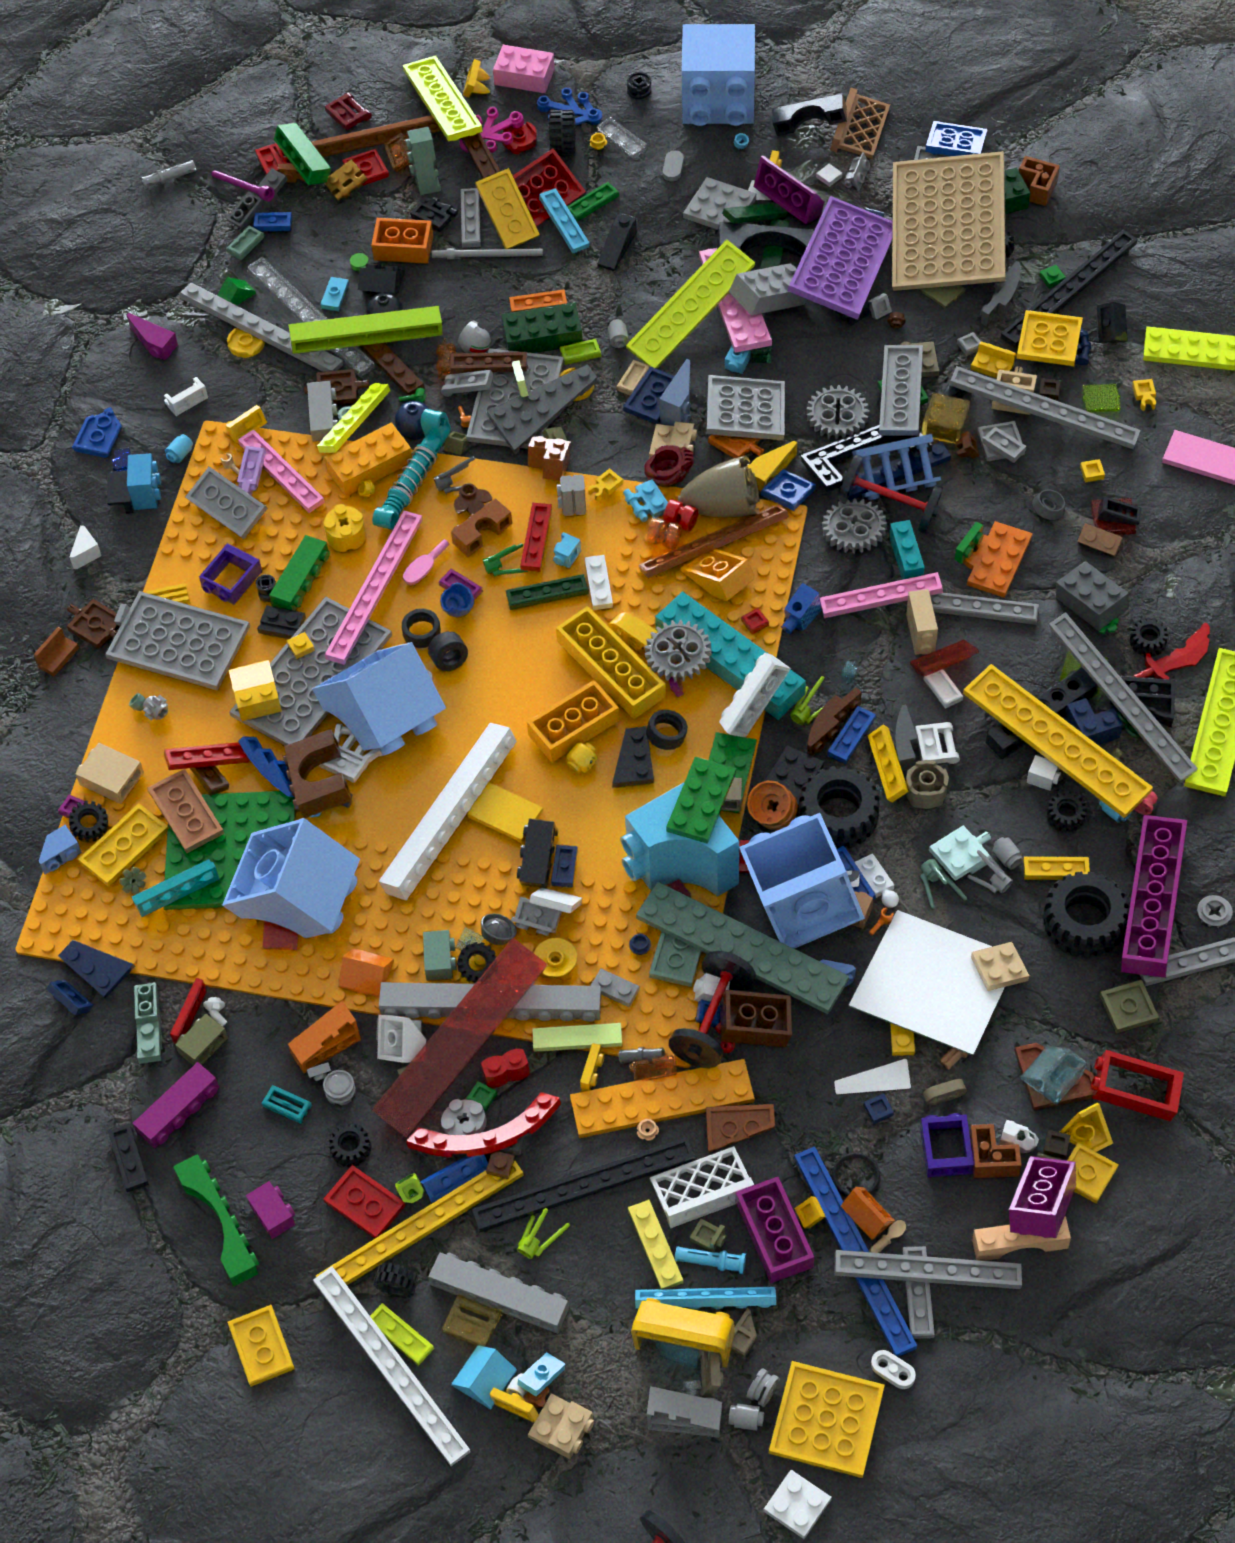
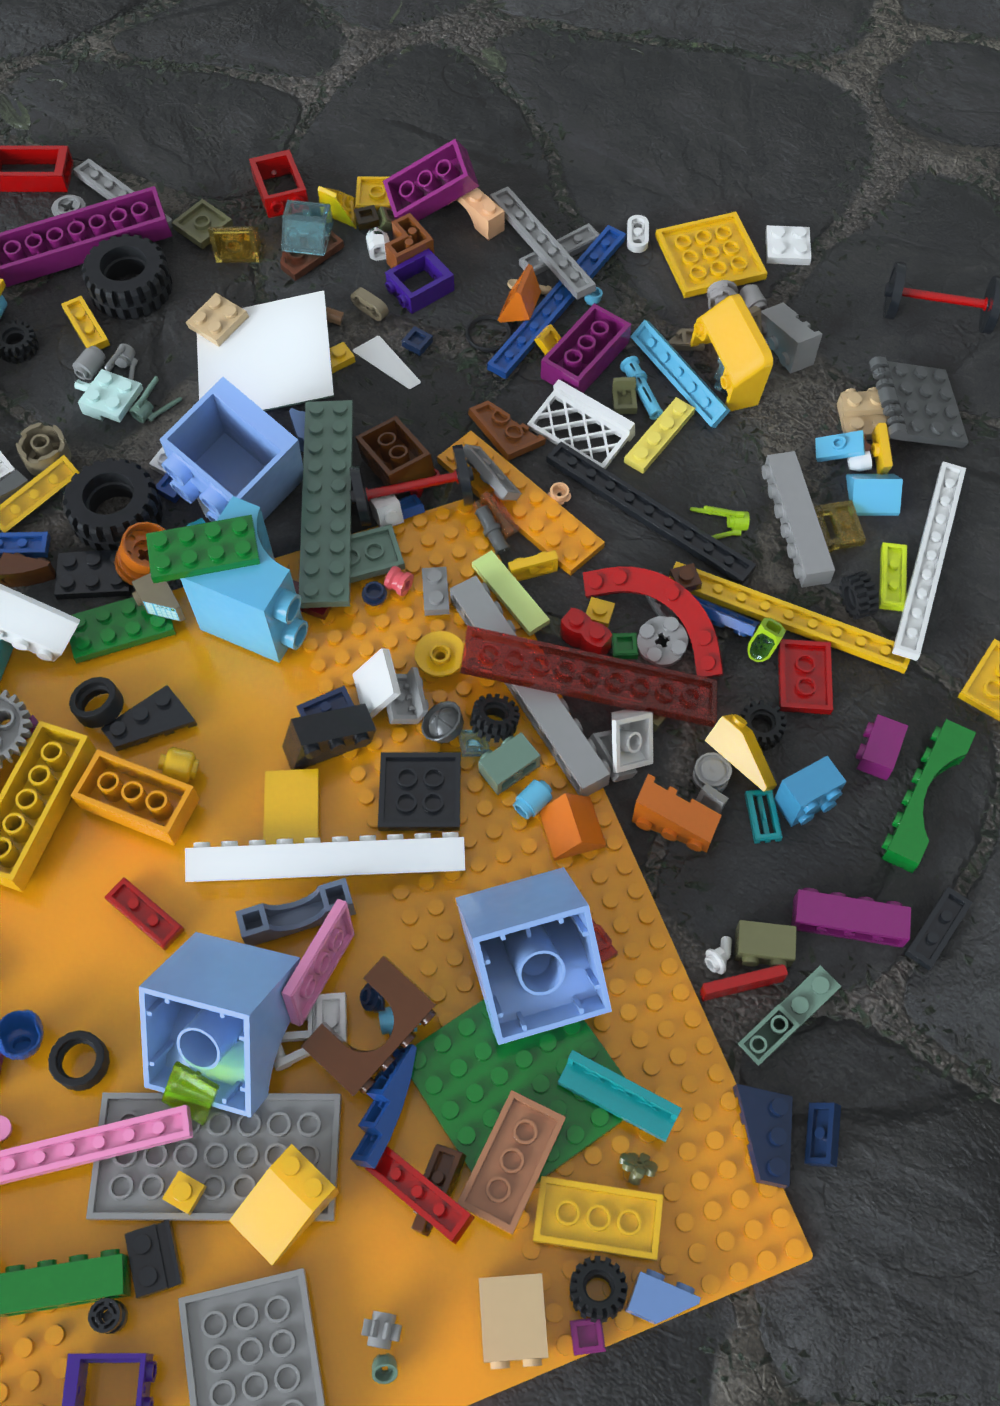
camera: 125 degrees left, 5 degrees up
(273, 1131) = (809, 791): none -> dark azure brick
(333, 1110) = (740, 747): none -> slope
(349, 665) = (190, 1089): none -> clear neon green piece
(376, 765) = (318, 963): none -> bright pink tile
(401, 955) = (533, 799): none -> medium azure brick
(419, 792) = (270, 922): none -> sand blue arch
(452, 659) = (102, 999): black tyre -> none
(459, 891) = (419, 791): none -> black plate
(493, 699) = (144, 913): none -> red tile
(521, 1095) = (600, 611): none -> yellow plate
(536, 1475) = (918, 403): none -> dark grey hinge
(637, 963) = (398, 581): none -> coral wheel
(691, 1077) = (490, 473): none -> light grey plate
(843, 1287) = (593, 297): none -> medium azure hinge
(1083, 1017) = (235, 244): none -> clear yellow slope

